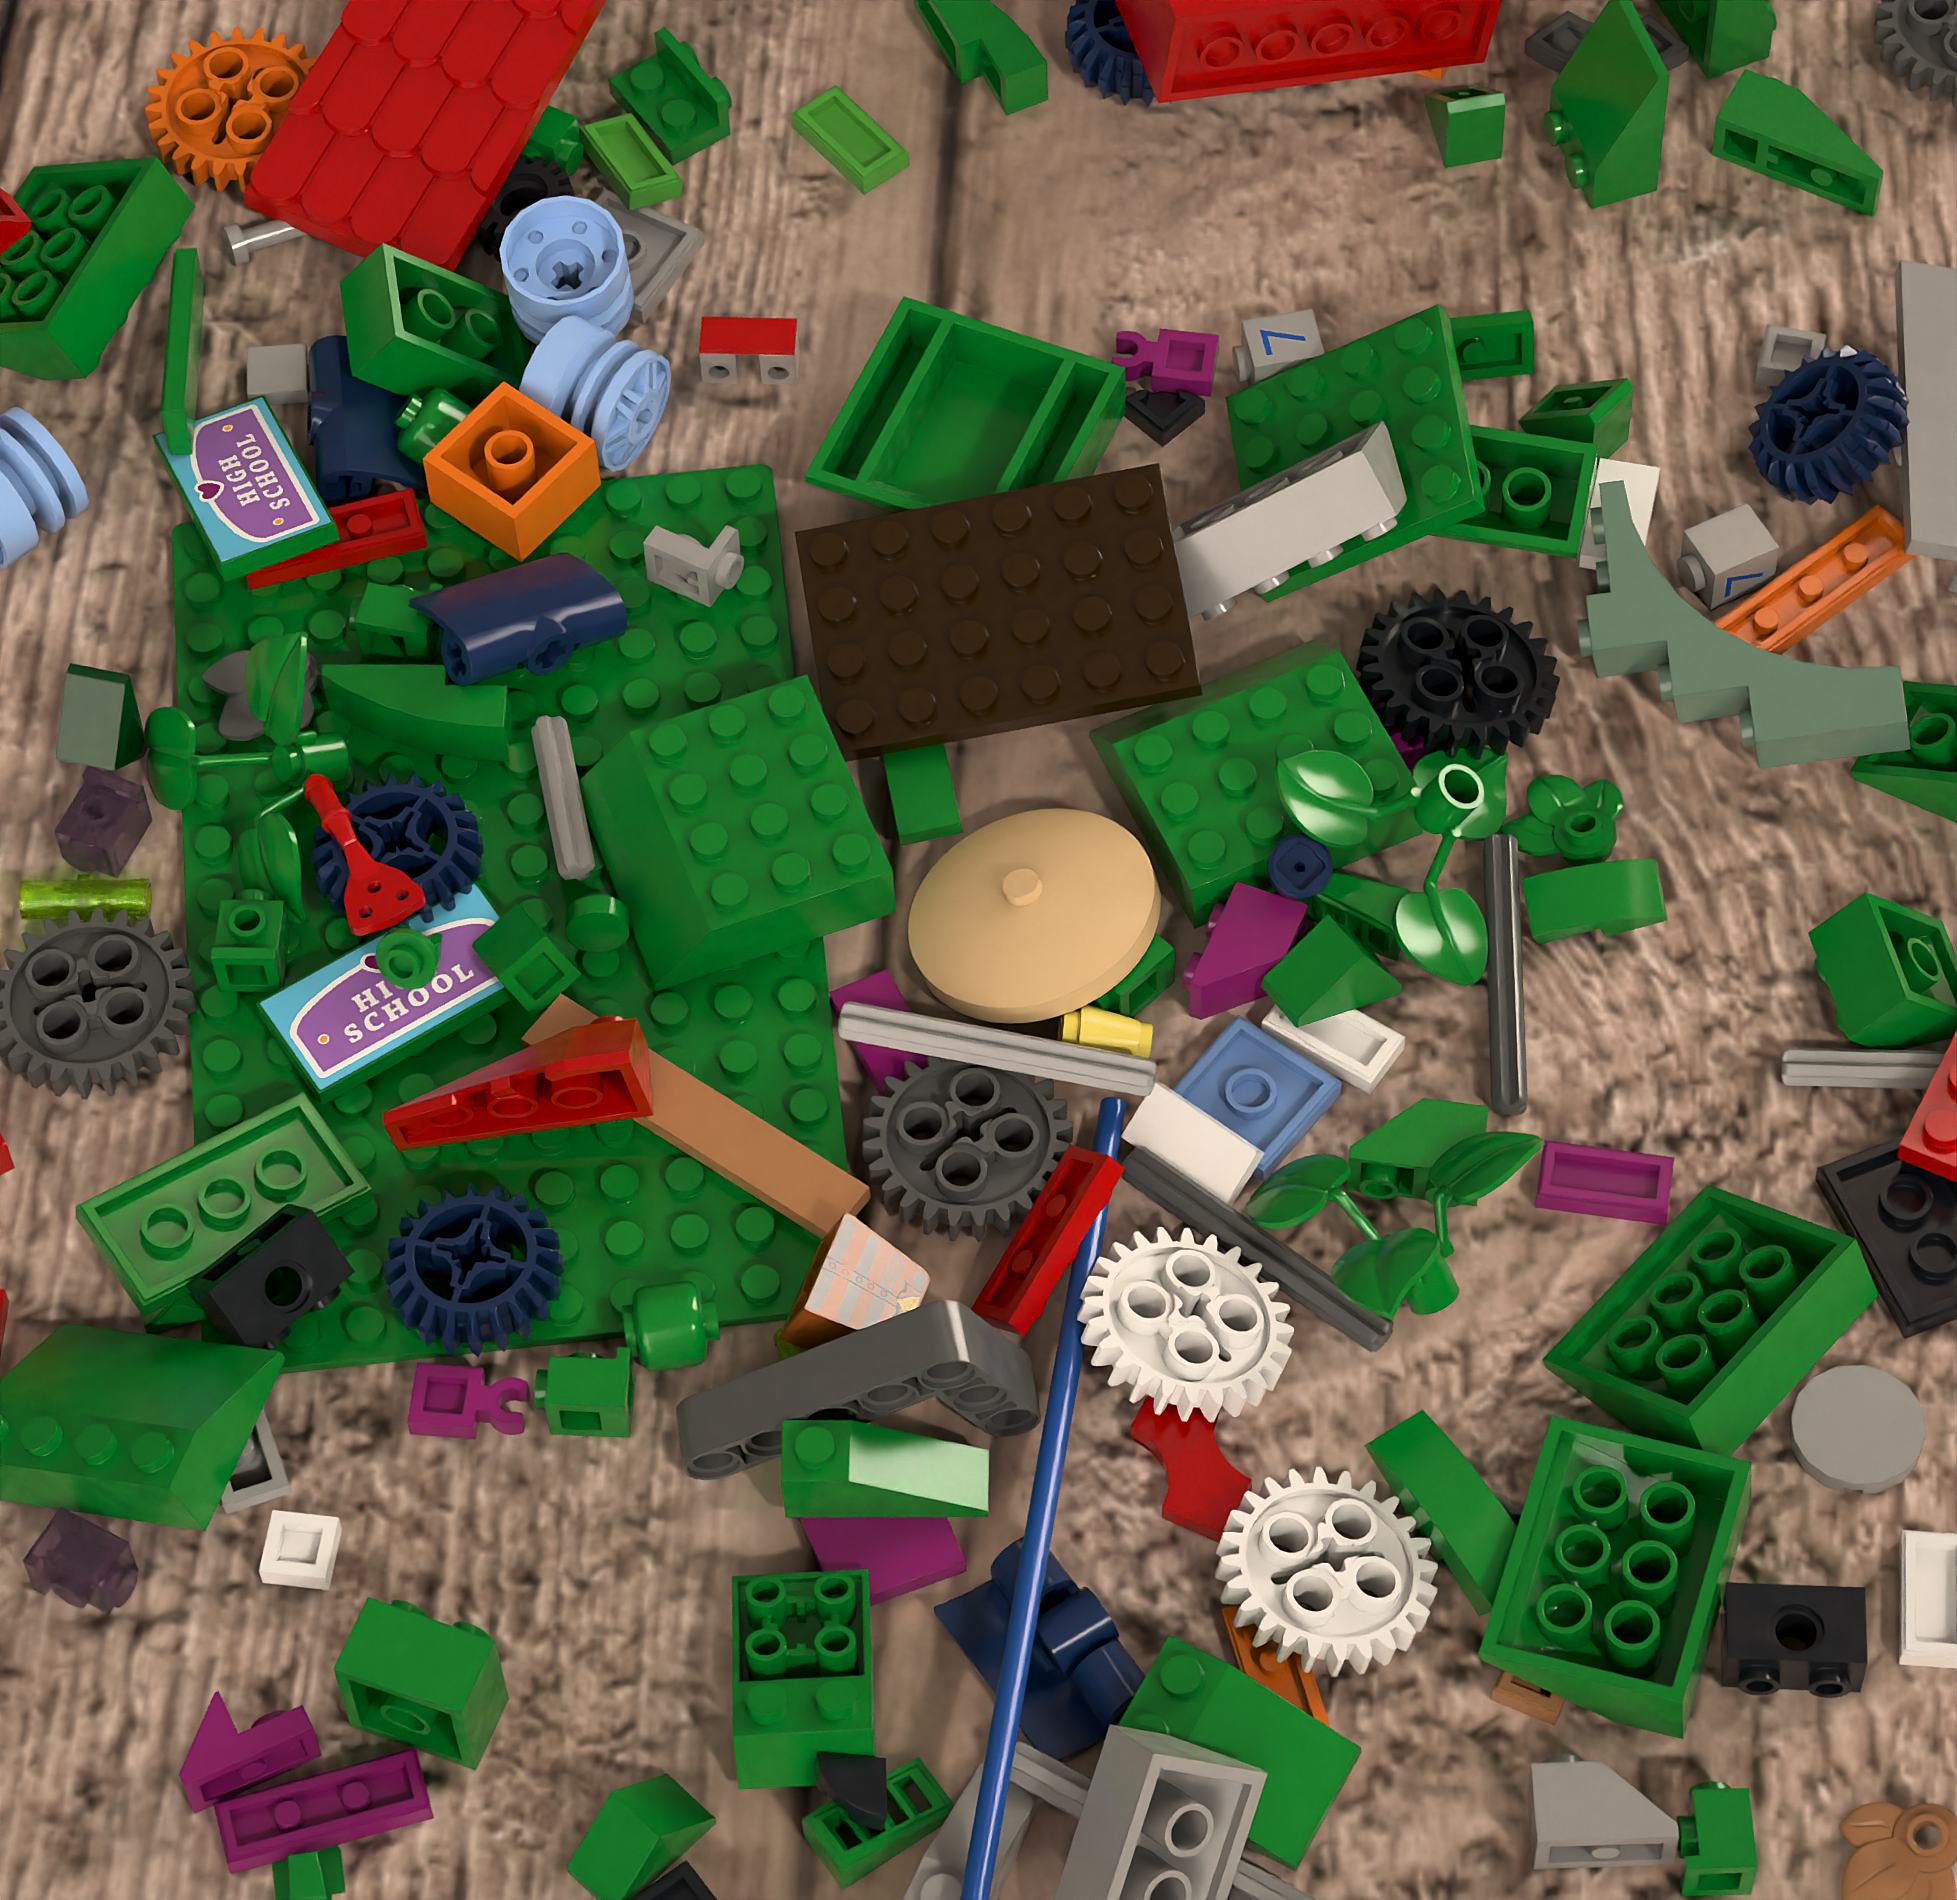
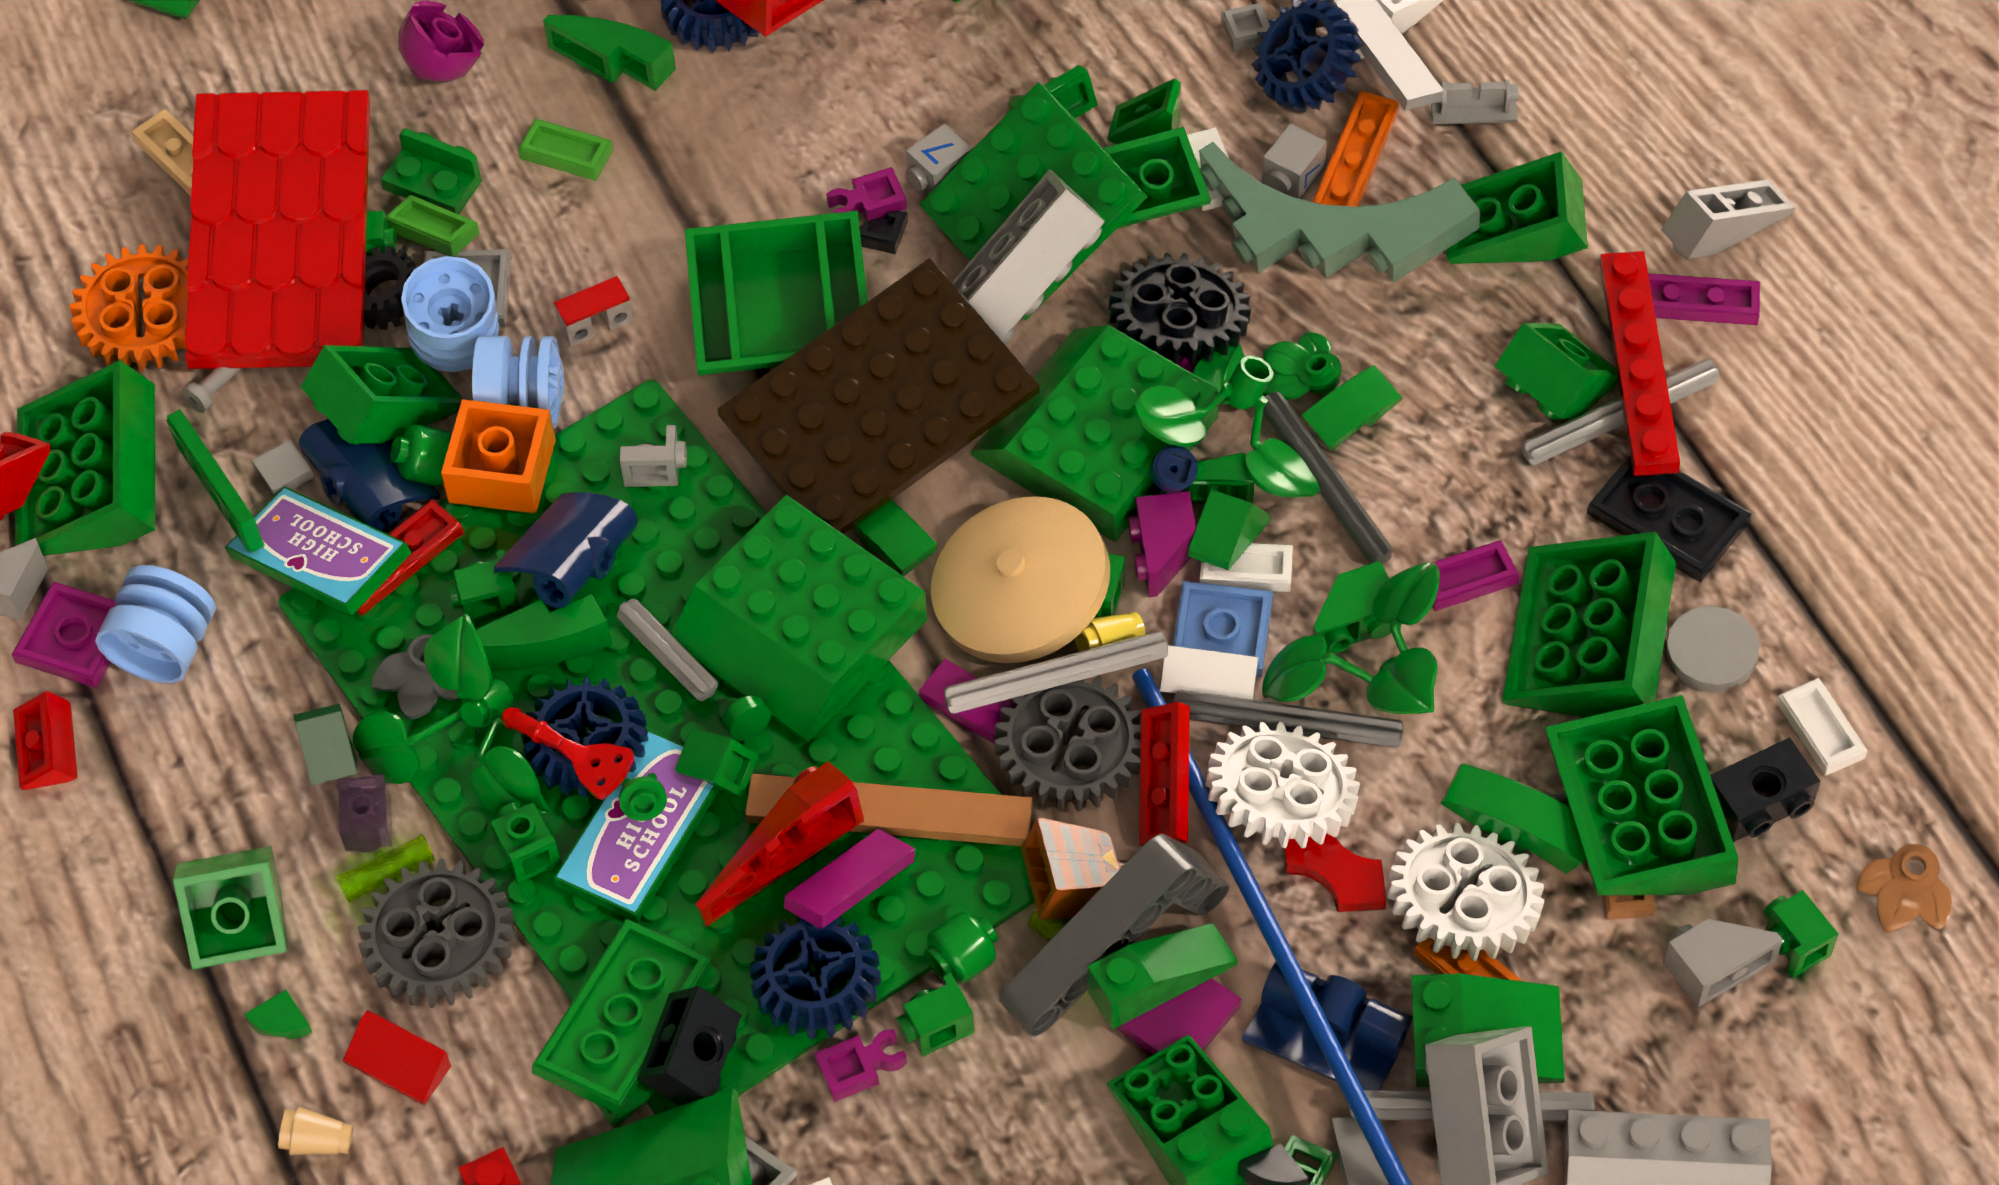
camera: 30 degrees left, 0 degrees up
(583, 1174) = (849, 878): none -> magenta tile

